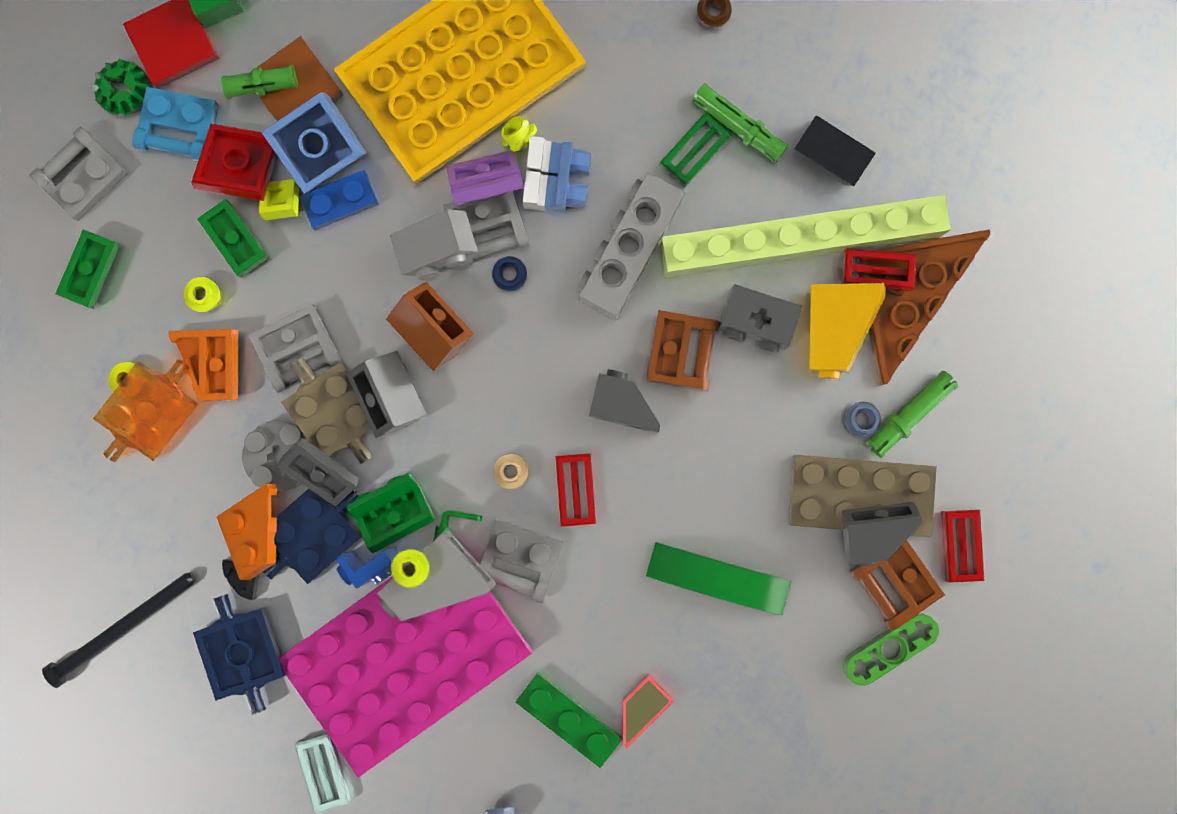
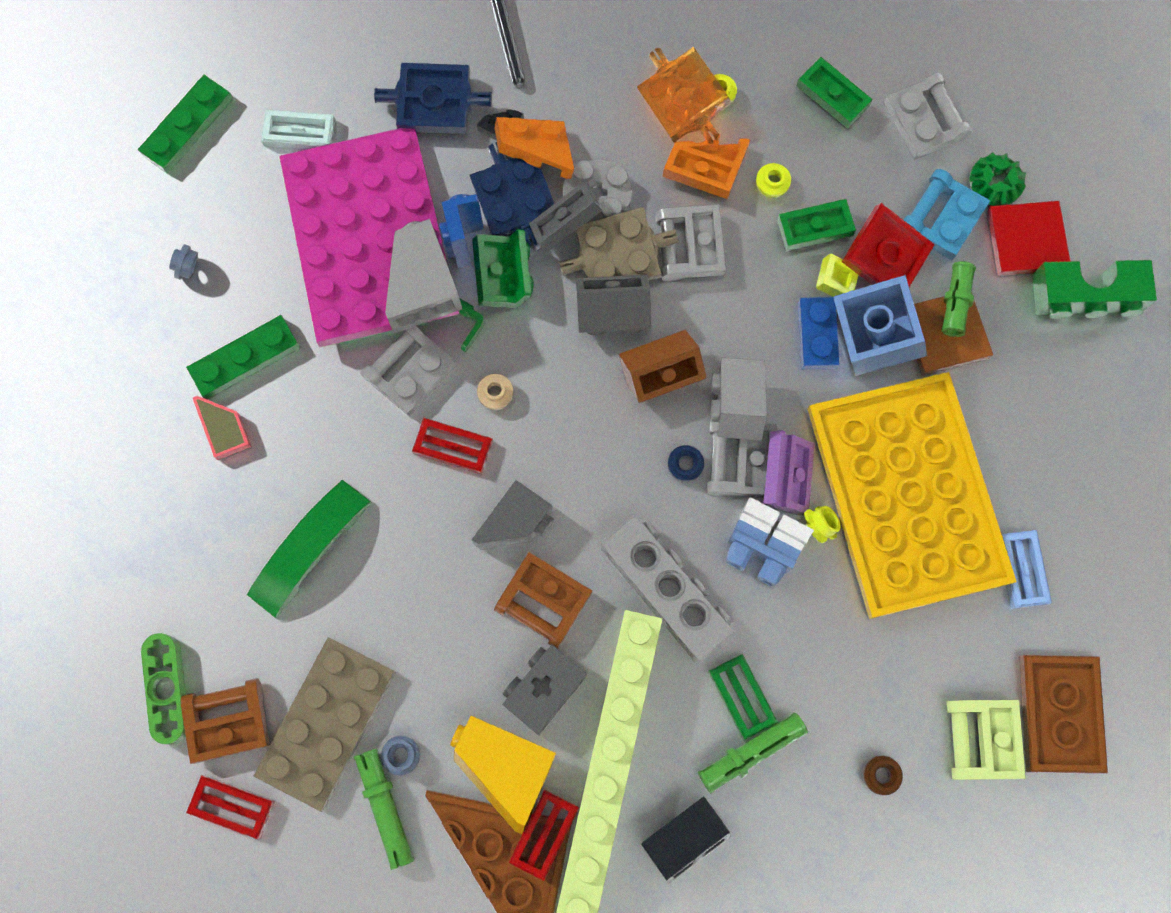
camera: 115 degrees right, 10 degrees down
(421, 565) = (440, 261): neon yellow plate -> none
(878, 531) = (280, 717): dark grey slope -> none

